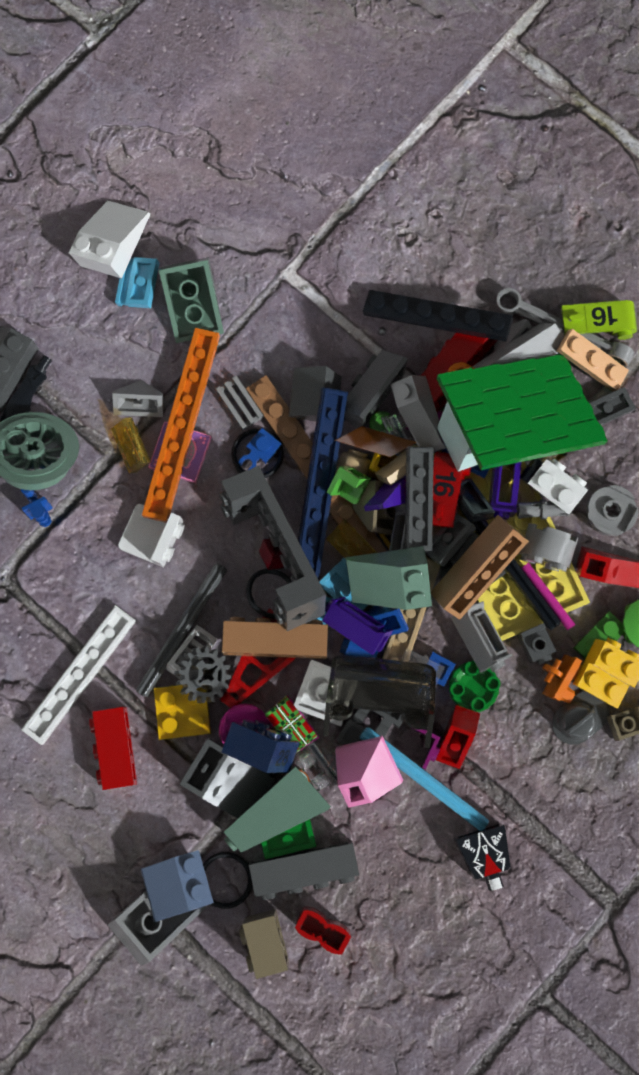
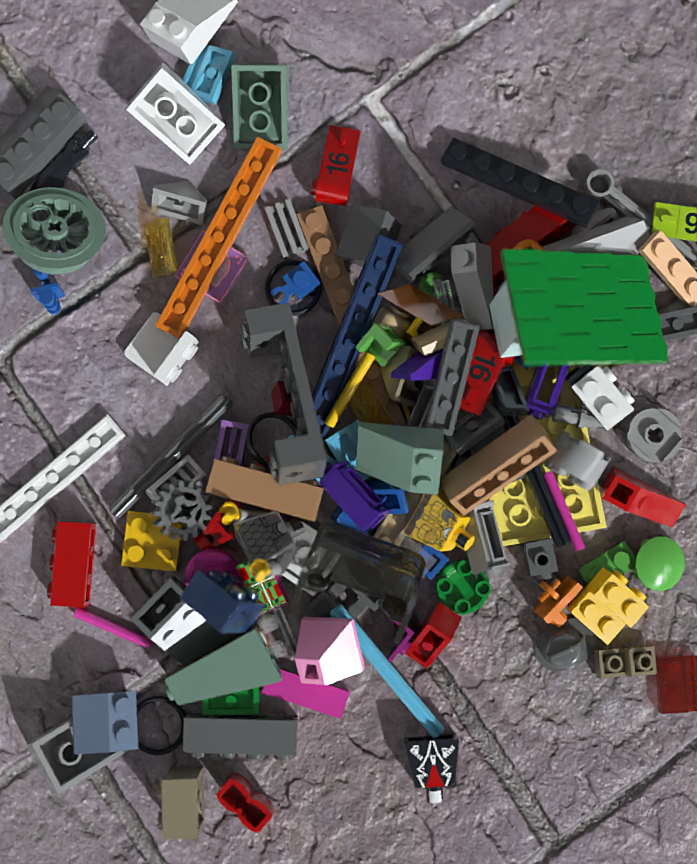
camera: 10 degrees right, 5 degrees up
(117, 324) = (175, 114): none -> white slope
(165, 799) = (113, 627): none -> dark pink bar
(233, 588) = (221, 439): none -> medium lavender tile
(272, 338) = (336, 166): none -> red door
(284, 682) = (264, 538): none -> torso
(330, 532) = (349, 389): none -> yellow bar
(361, 817) = (322, 698): none -> dark pink tile
(439, 632) = (439, 524): none -> yellow torso

